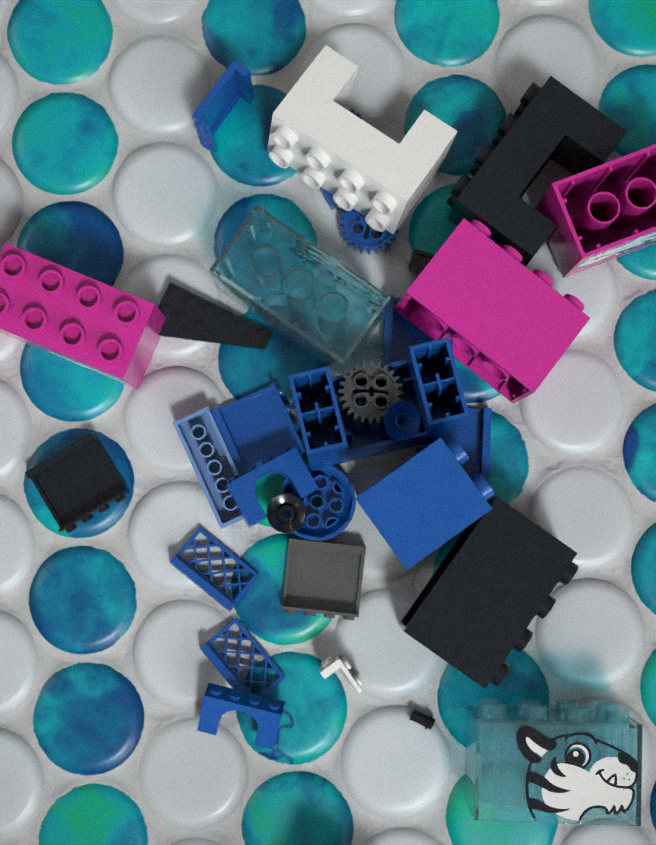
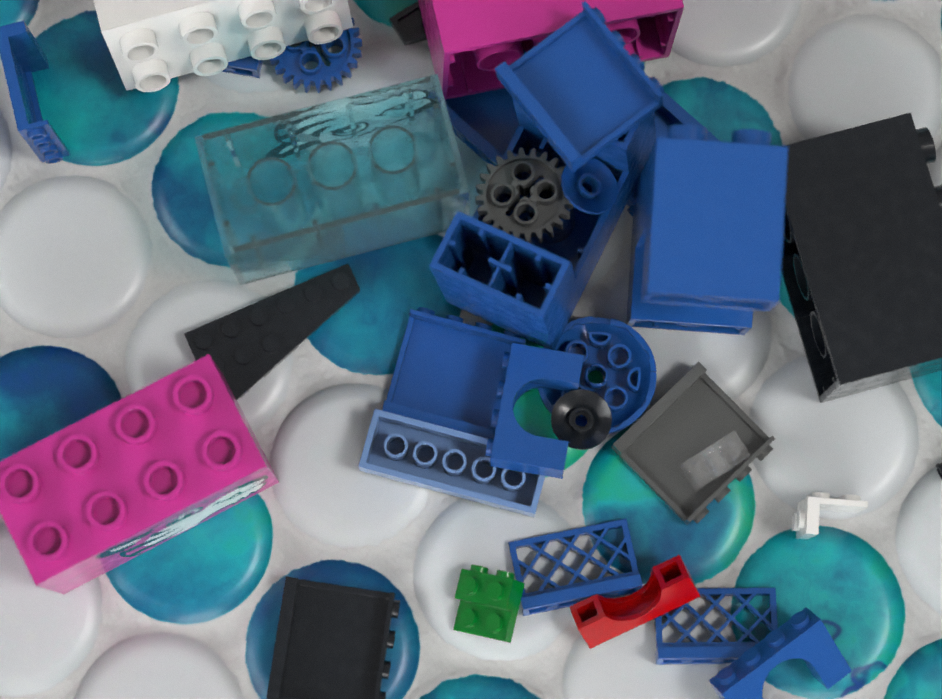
camera: 50 degrees left, 5 degrees down
(159, 541) = (487, 603): none -> green plate
(236, 624) = (607, 618): none -> red arch
(322, 596) = (715, 460): none -> clear brick
(443, 376) = (582, 87): none -> blue panel

